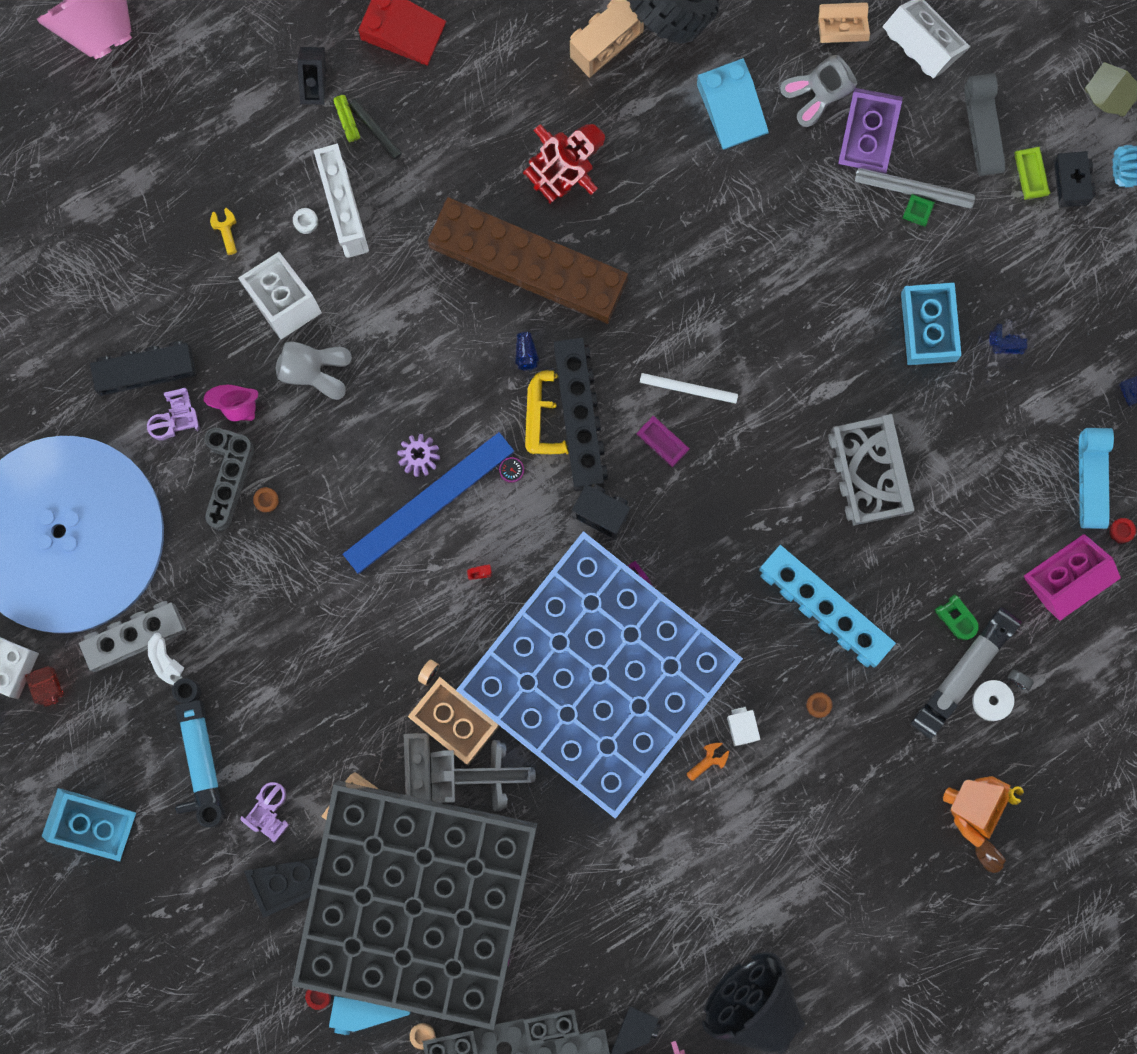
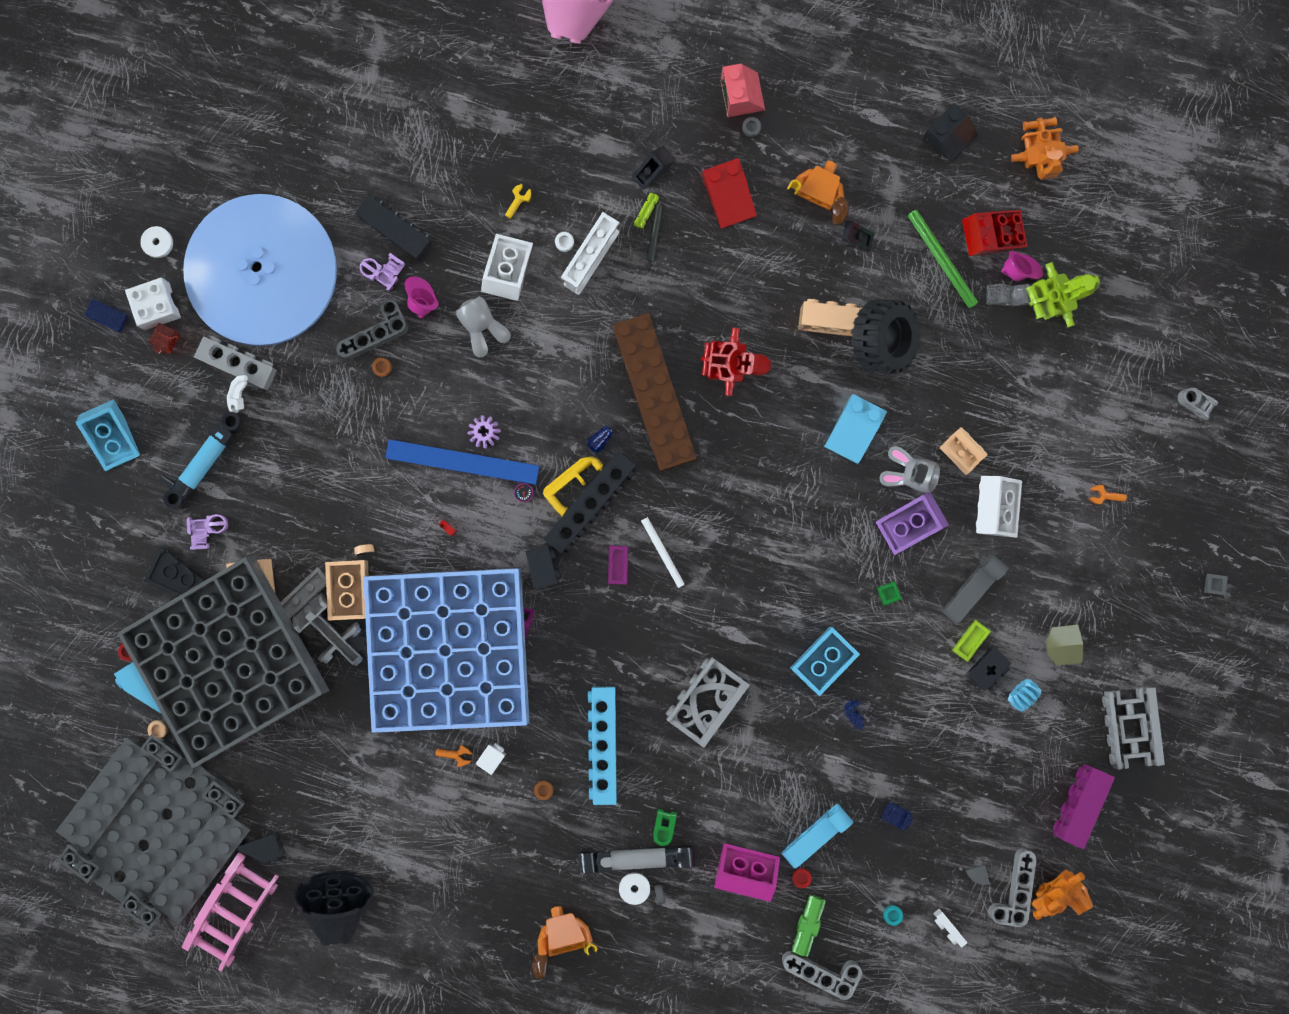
camera: 45 degrees right, 5 degrees up
(915, 187) = (900, 579): light grey axle -> none

